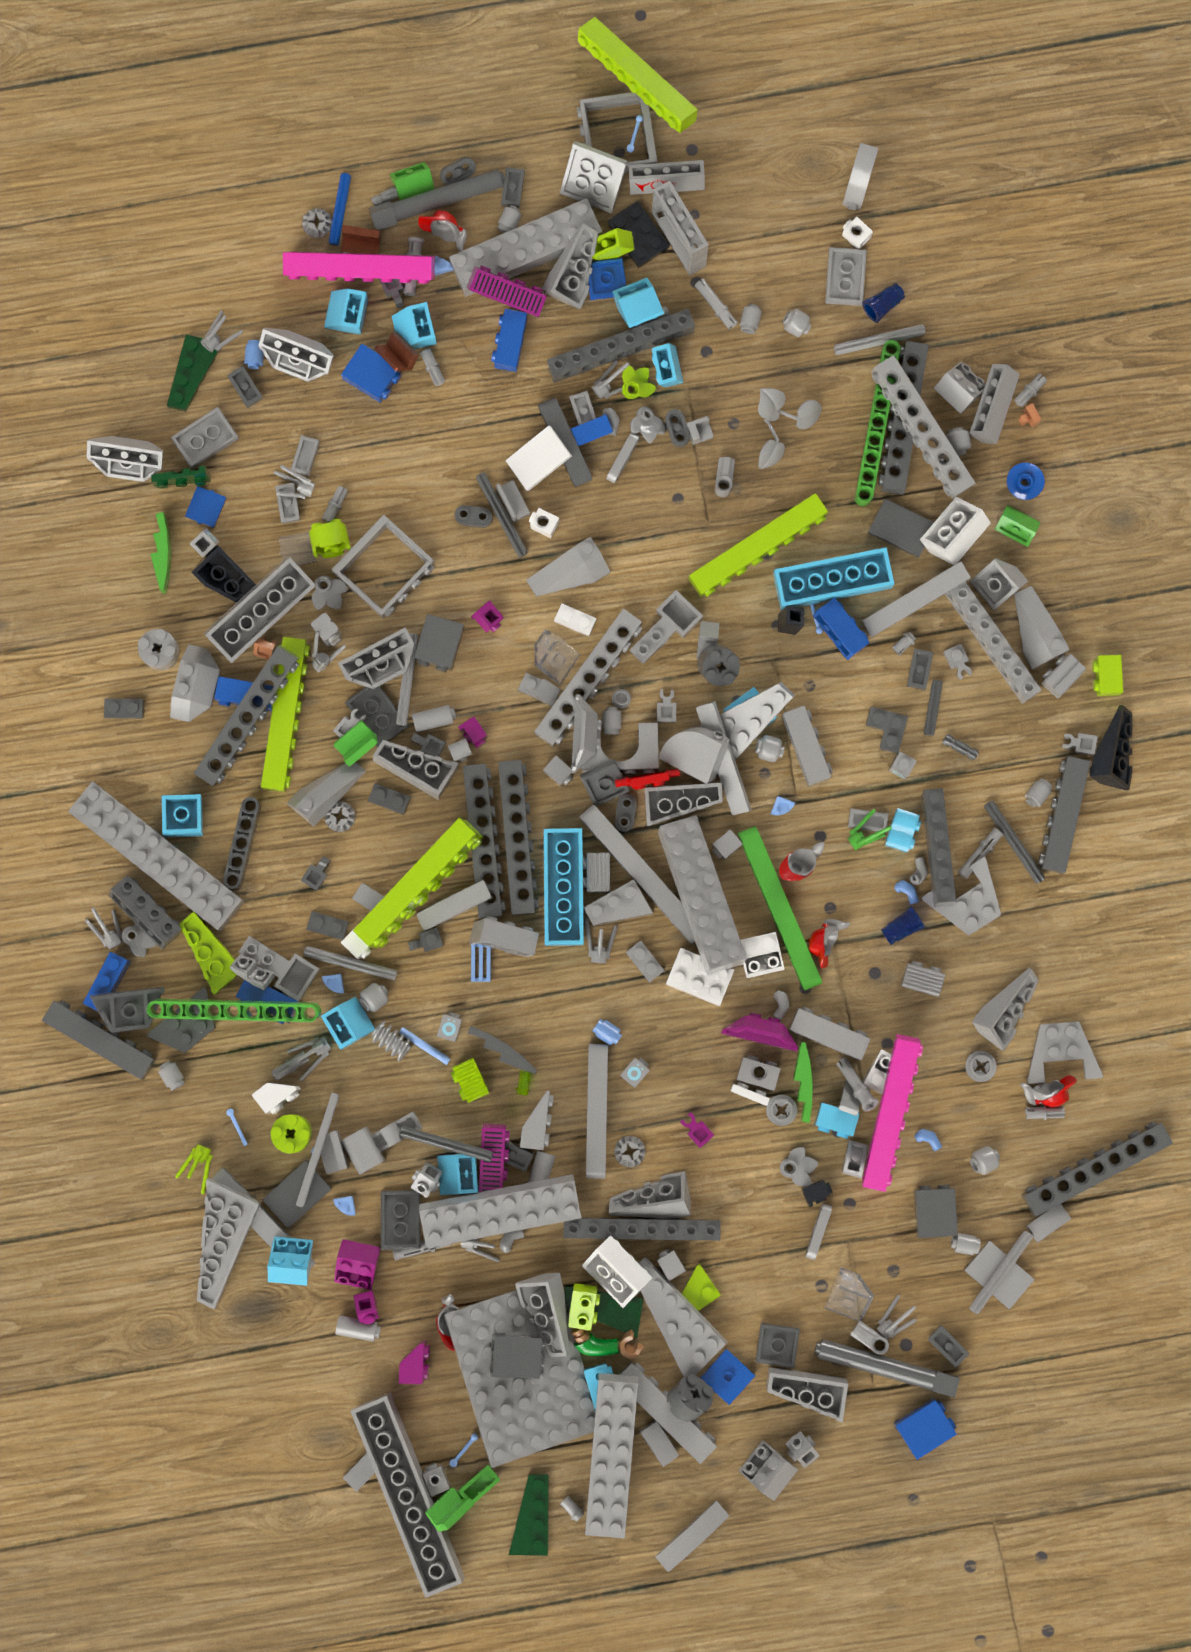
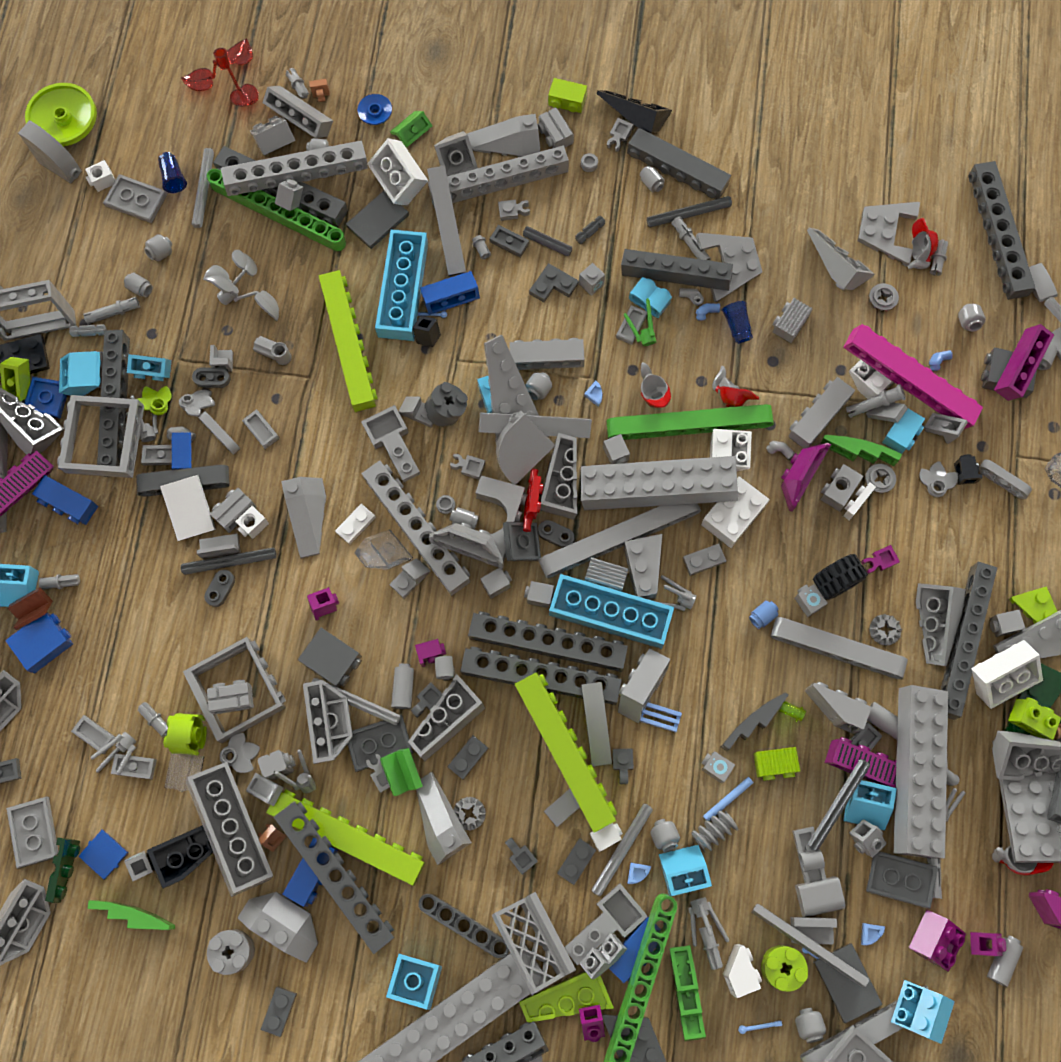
camera: 70 degrees left, 10 degrees down
(191, 982) = (593, 1028): none -> magenta brick
(243, 929) = (545, 936): none -> light grey fence
(245, 1055) = (687, 993): none -> bright green slope
(250, 1169) = (810, 1025): none -> light grey head
(302, 627) = (264, 789): none -> light grey tile
(372, 567) = (230, 697): none -> light grey brick
(551, 500) = (231, 509): none -> light grey brick
(560, 815) = (539, 594): none -> light grey brick
(585, 380) = (130, 442): none -> light grey window
(641, 495) = (260, 429): none -> light grey tile
(663, 1092) = (840, 576): none -> black tyre
(688, 289) = (87, 330): none -> light grey axle
(889, 433) = (289, 194): none -> light grey brick
(911, 165) = (63, 112): none -> lime dish
(941, 1218) = (1024, 362): none -> magenta brick
(1004, 288) = (240, 54): none -> clear red plant
(1038, 722) = (589, 162): none -> light grey tile

